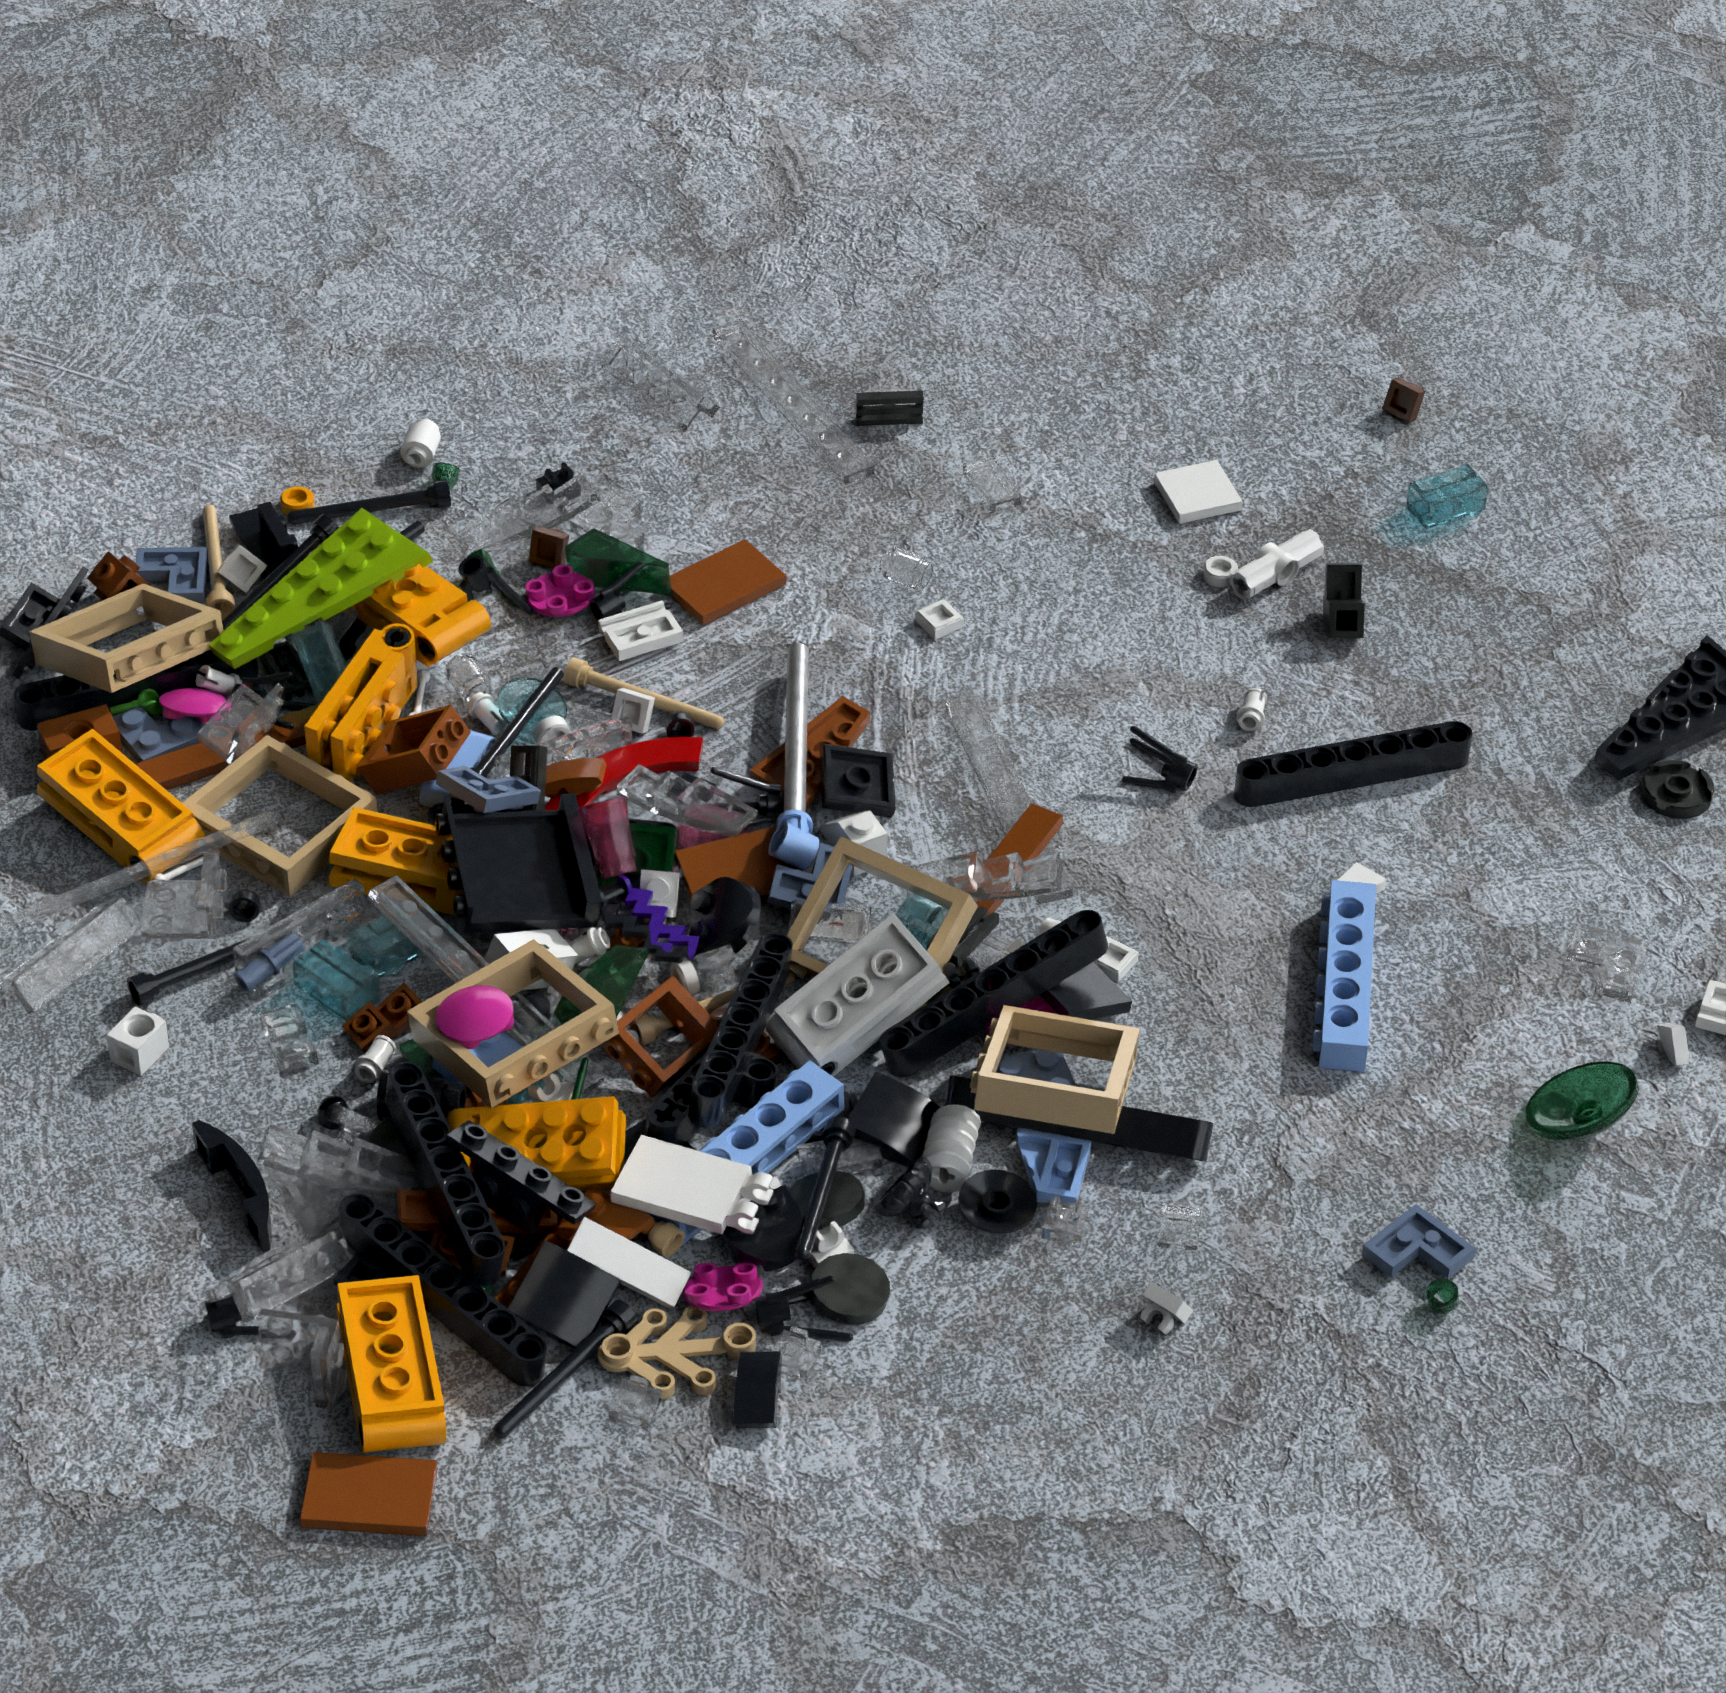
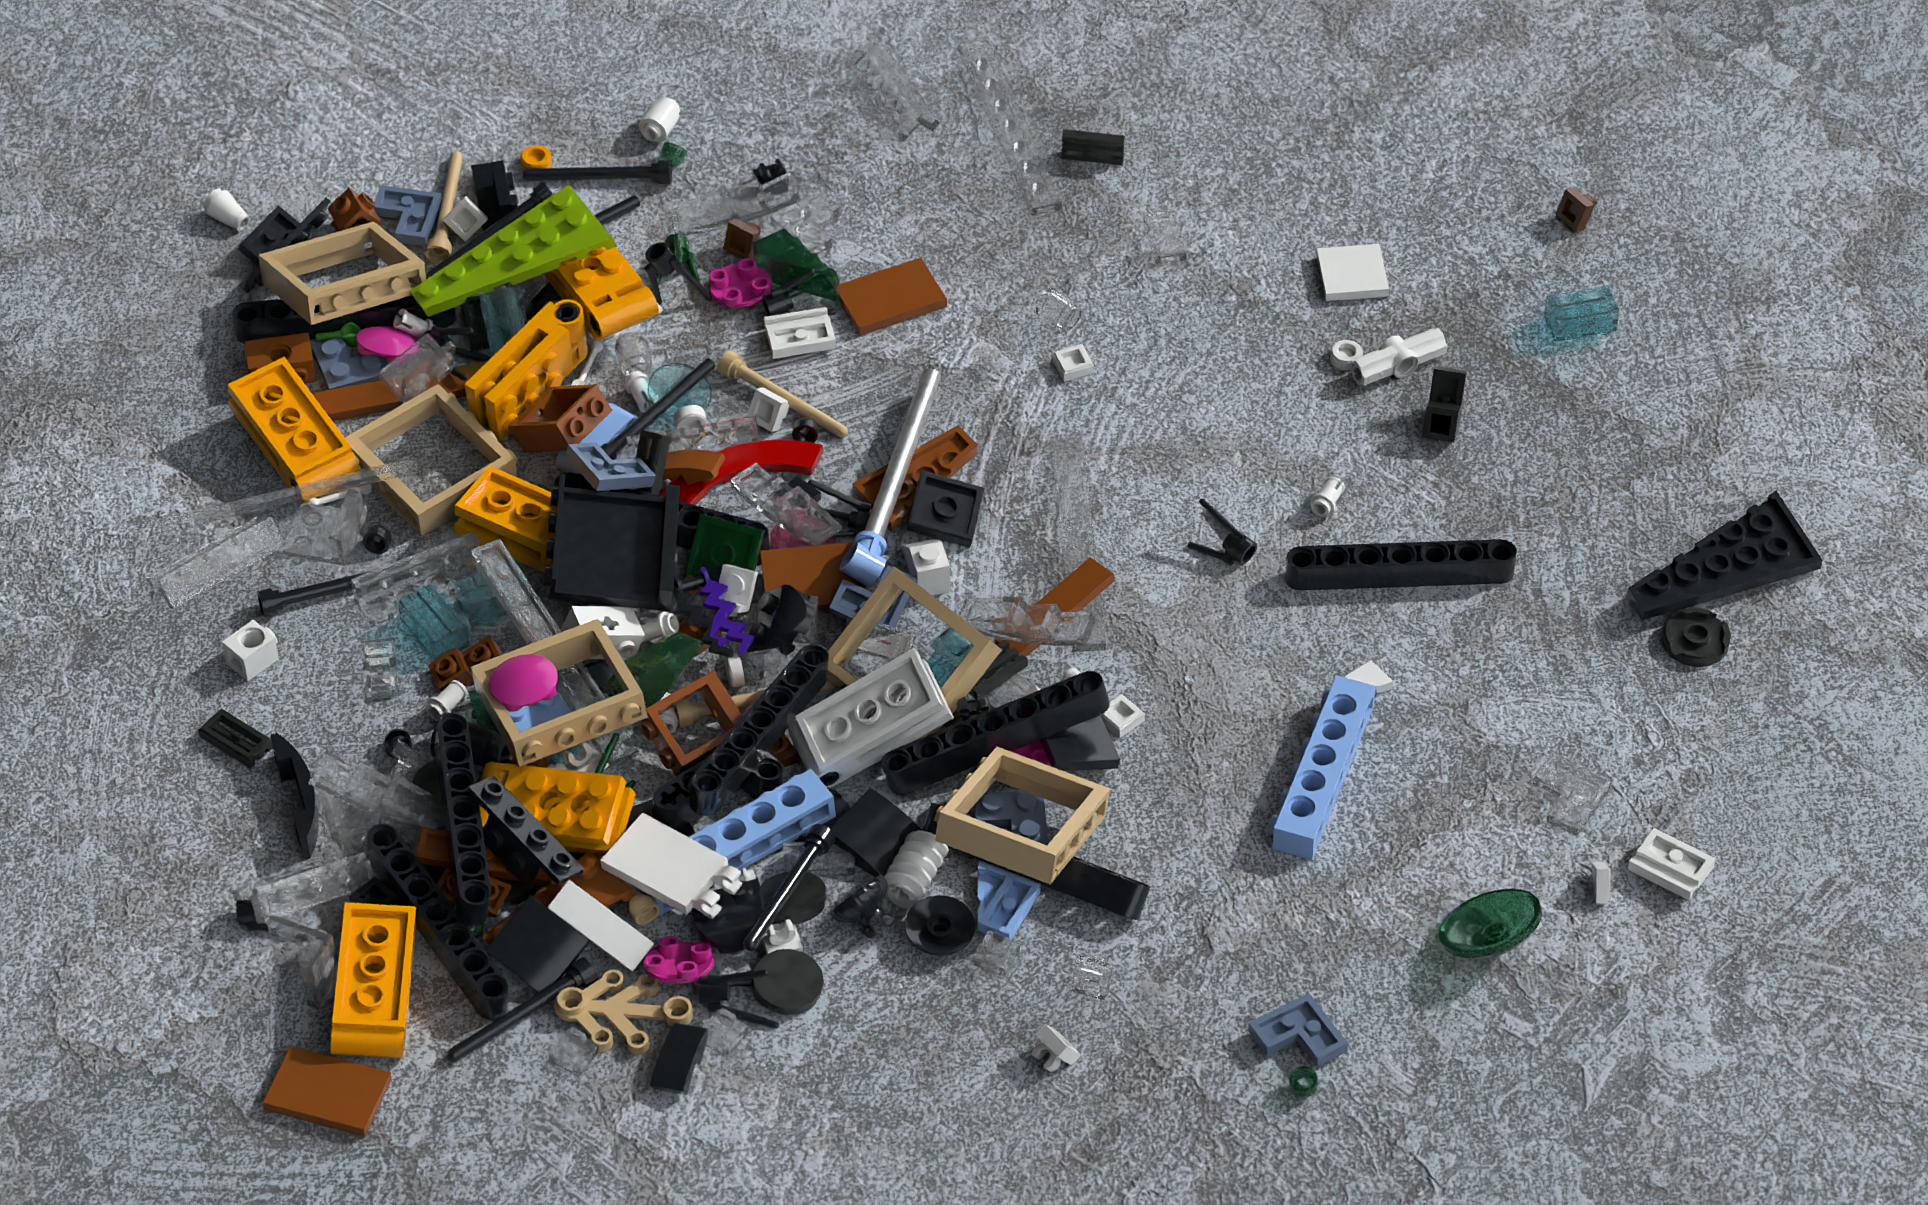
camera: 15 degrees right, 5 degrees up
(143, 1141) = (231, 742): none -> pearl dark grey tile
(269, 962) = (380, 596): sand blue axle -> none
(610, 836) = (699, 530): clear pink plant -> none

